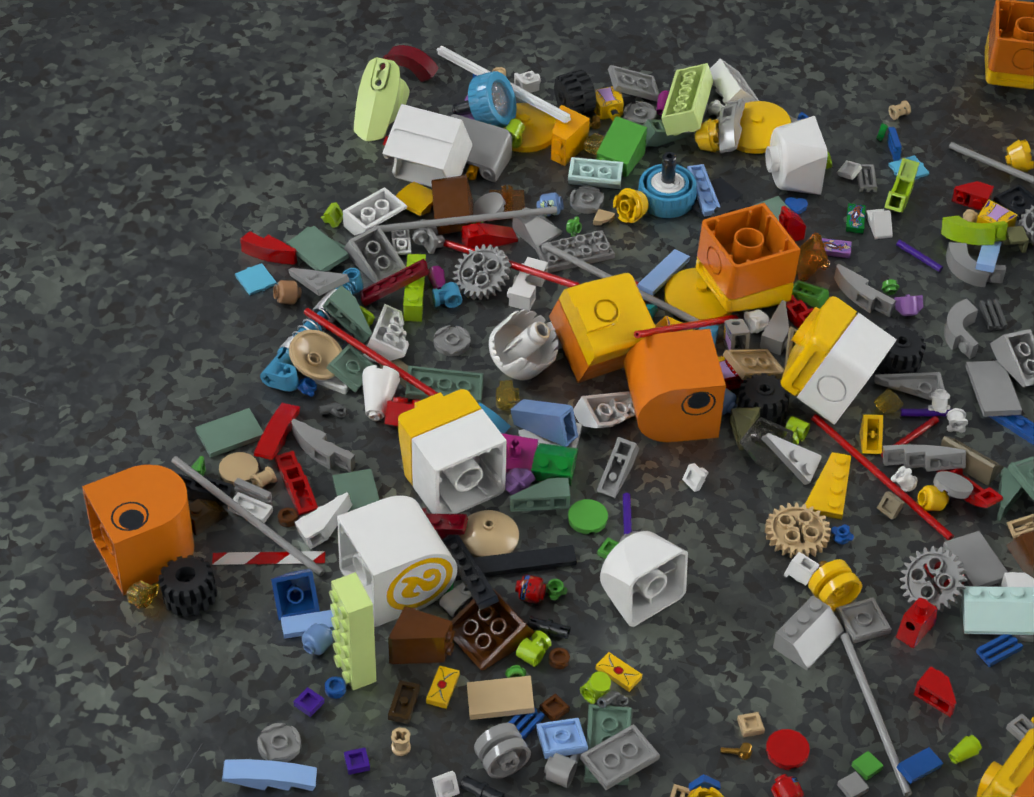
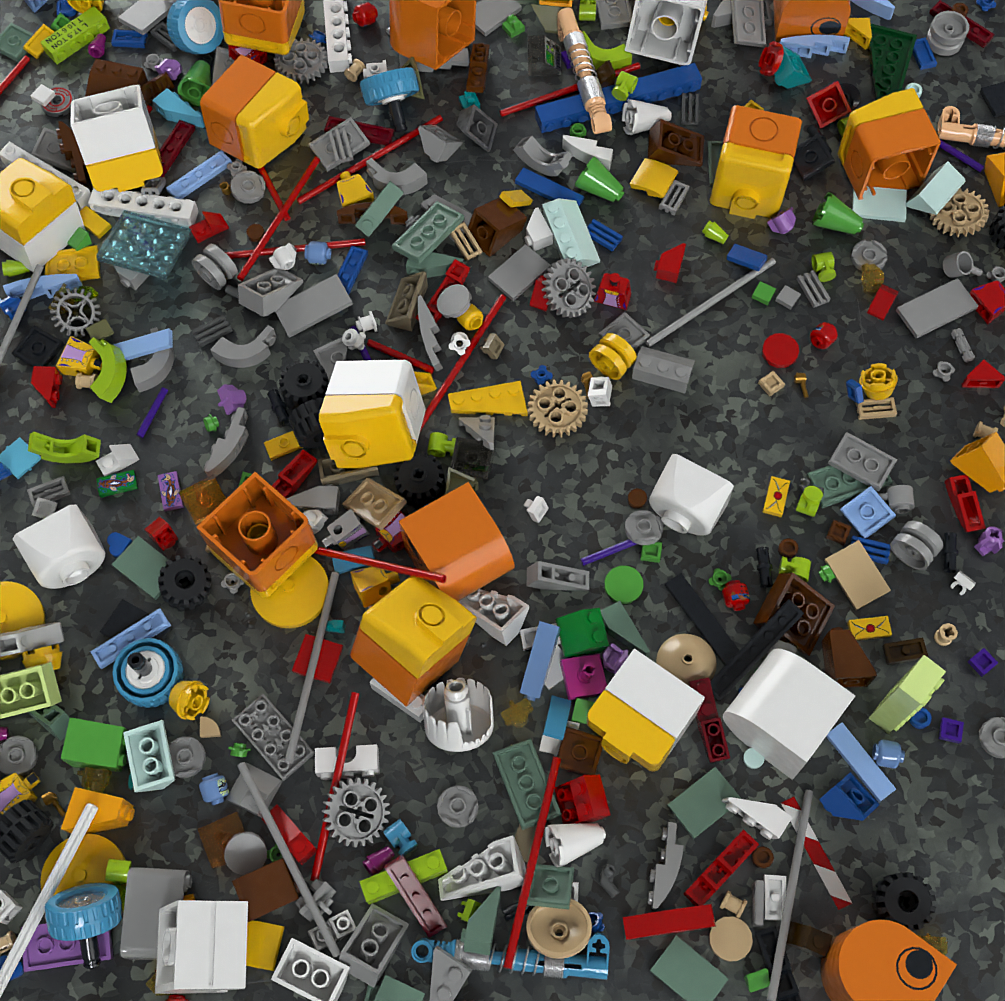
camera: 110 degrees left, 20 degrees up
(663, 272) = (274, 633): light blue tile -> none

